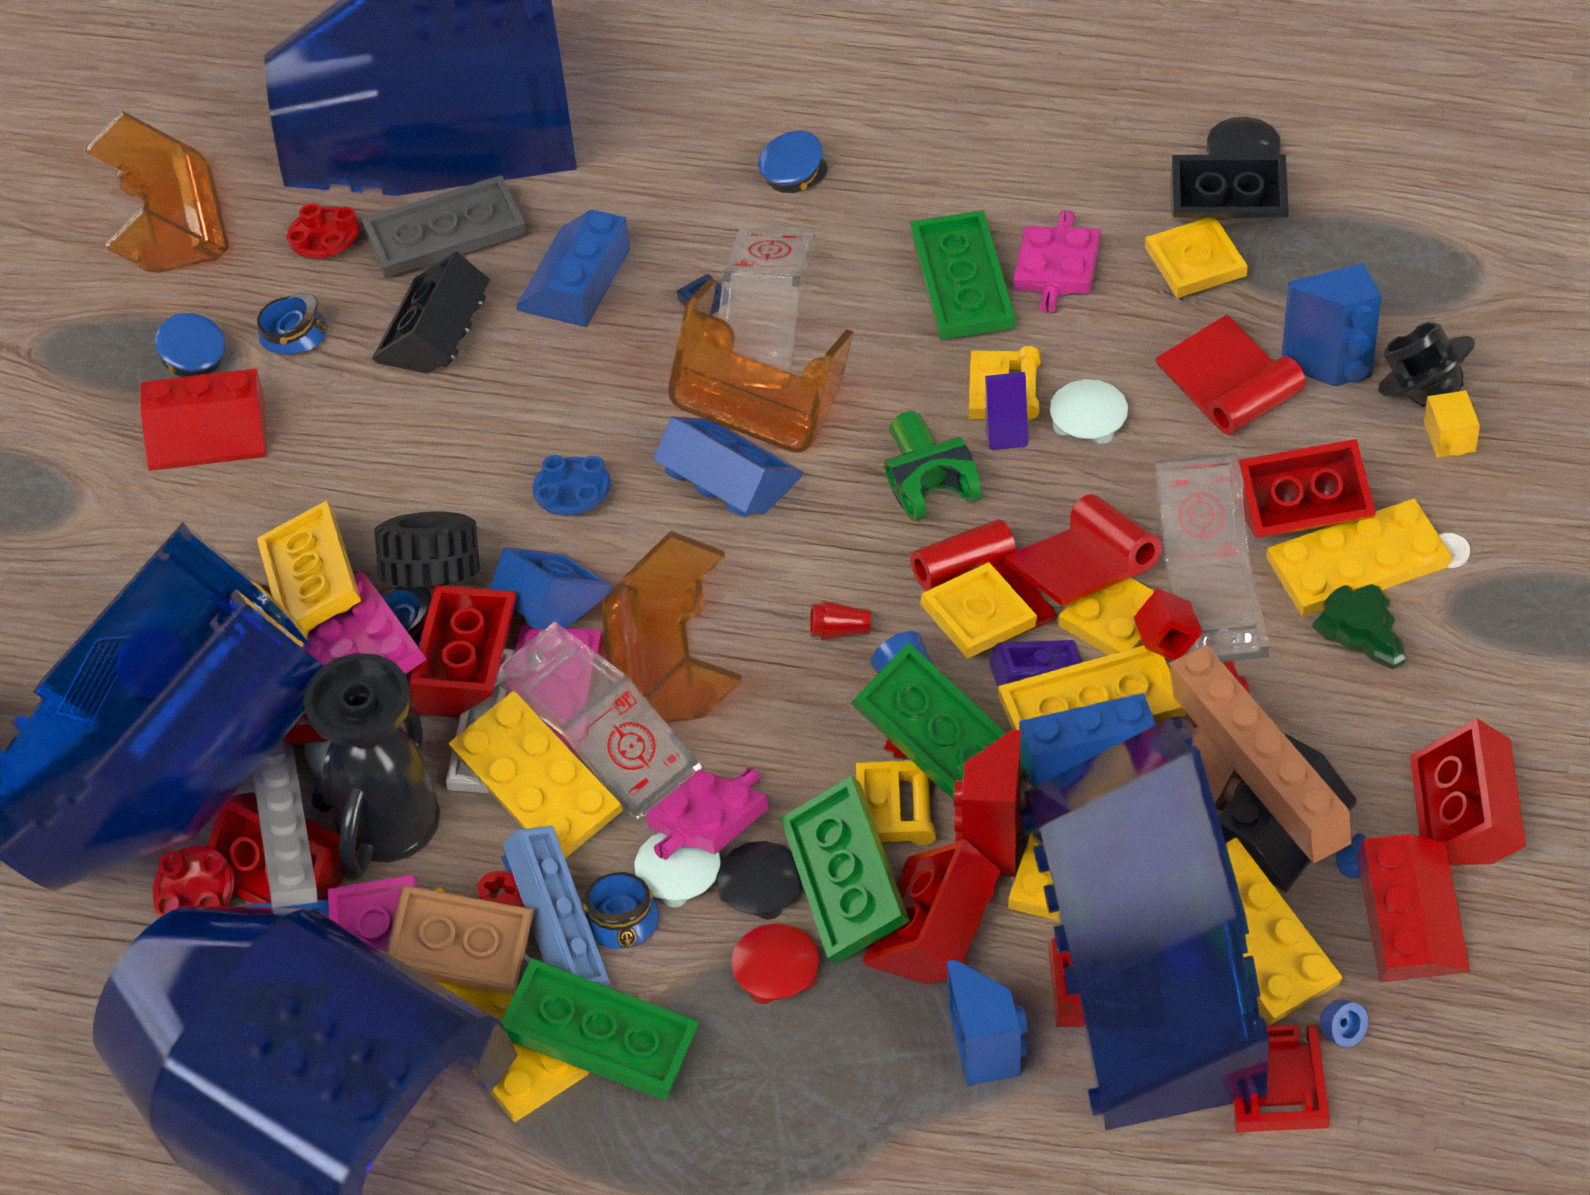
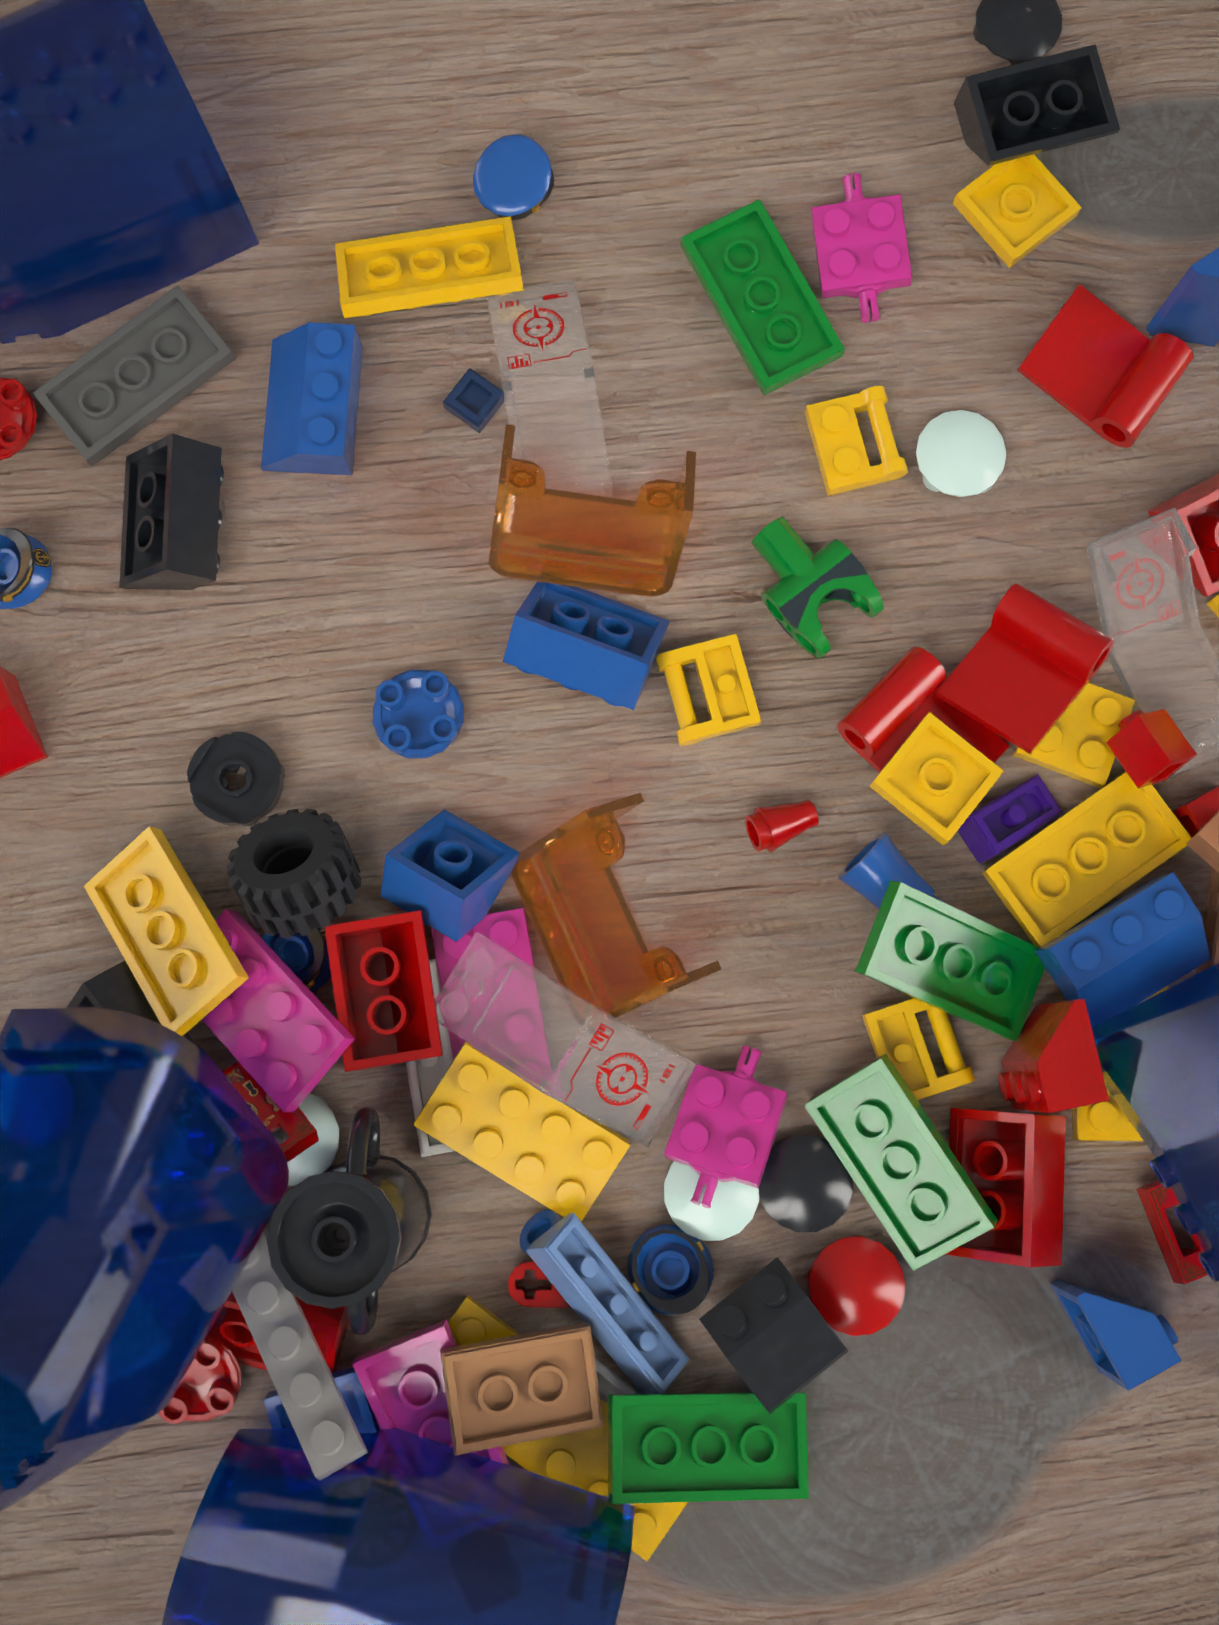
camera: 20 degrees left, 30 degrees up
(396, 479) = (245, 804): none -> black plate
(685, 957) = (773, 1335): none -> black slope
(700, 201) = (428, 267): none -> yellow plate
(828, 519) = (723, 684): none -> yellow plate
(1006, 410) = (882, 494): dark purple slope -> none

